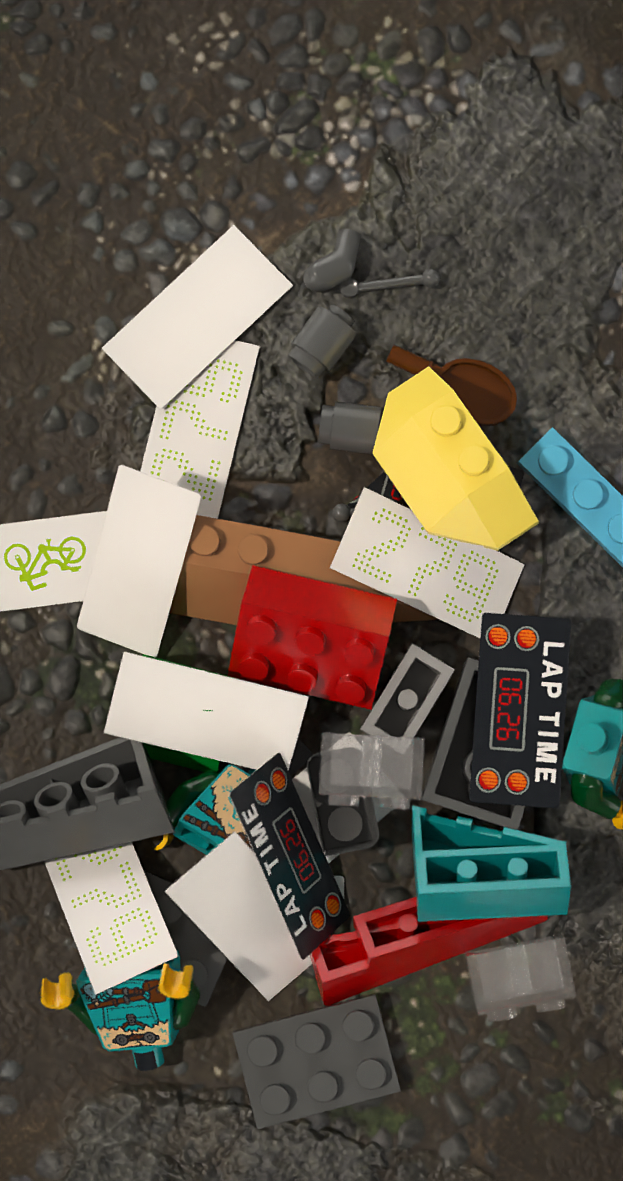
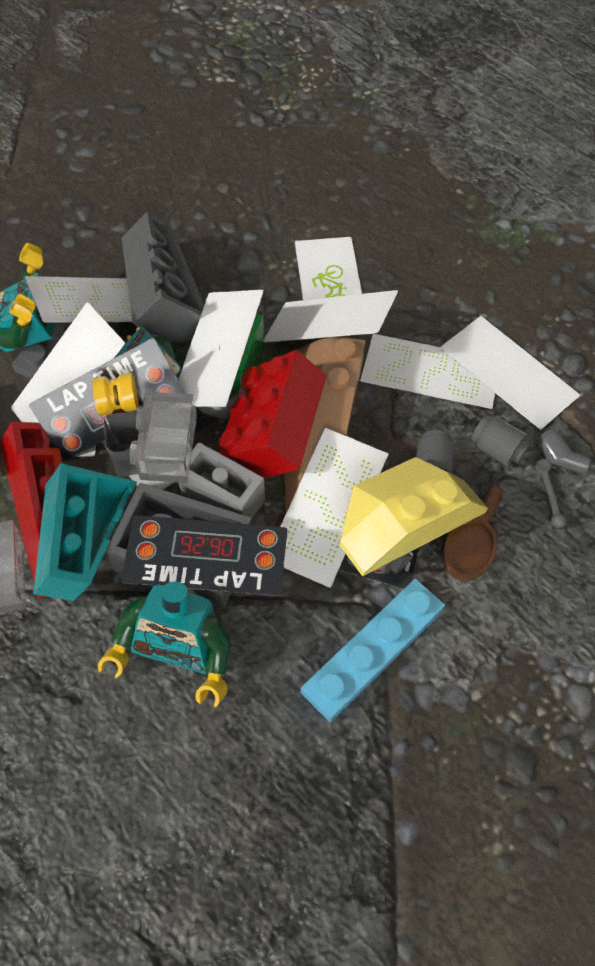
camera: 85 degrees right, 25 degrees down
(299, 840) = (107, 397): none -> yellow wheel

